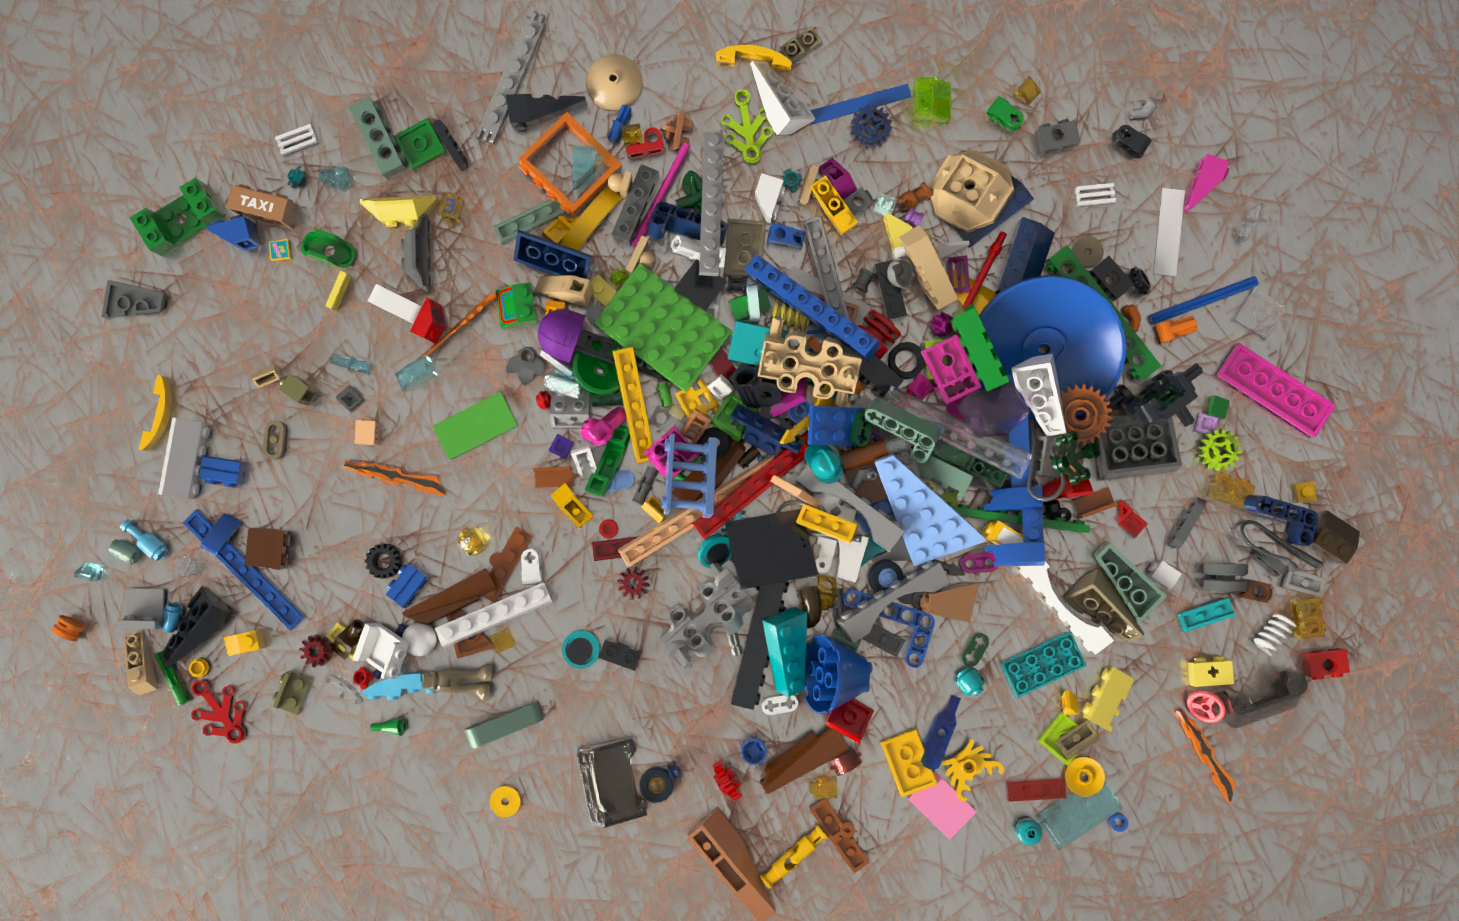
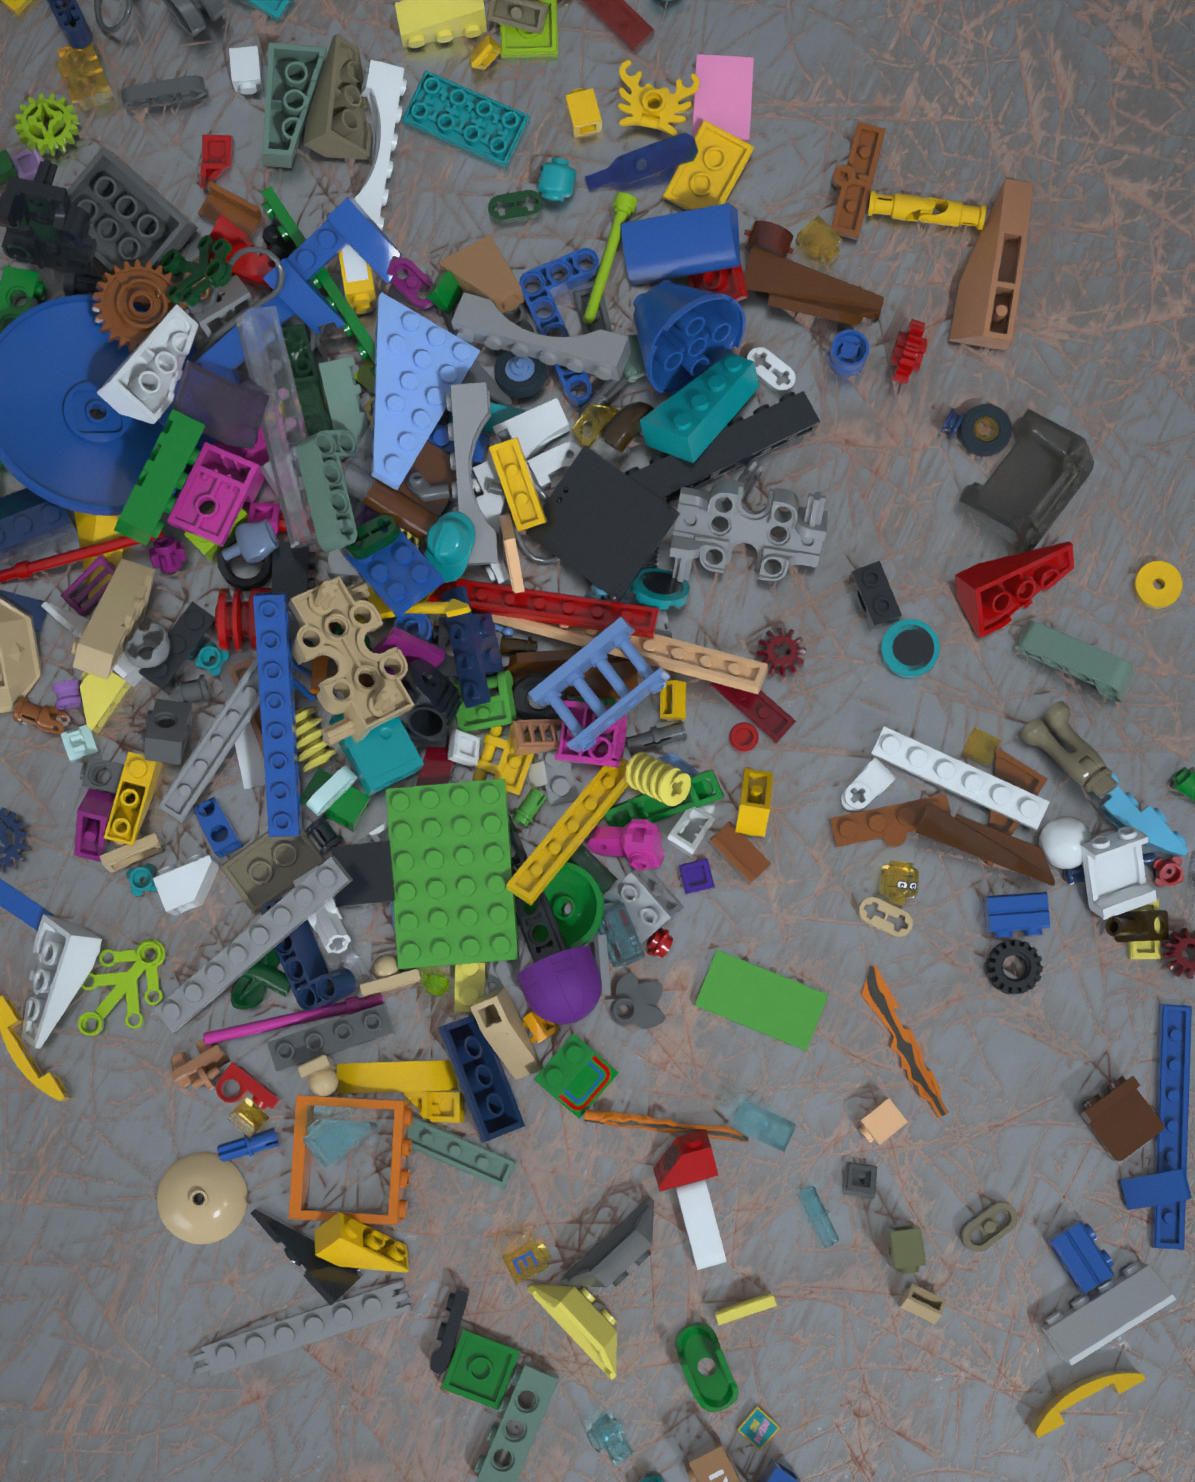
camera: 135 degrees left, 5 degrees down
(459, 516) = (881, 923): none -> tan beam
(524, 133) = (355, 1245): none -> yellow slope
(571, 722) = (1003, 585): none -> red wedge
(621, 465) = (657, 779): none -> light yellow piece
(852, 249) = (167, 731): none -> dark grey brick
(872, 298) = (203, 659): none -> teal plate
(881, 714) = (681, 244): none -> blue slope
(911, 370) = (254, 542): none -> sand blue piece
(927, 703) = (624, 205): none -> lime piece
(960, 574) = (445, 291): none -> green slope
(995, 726) = (583, 112): none -> yellow brick

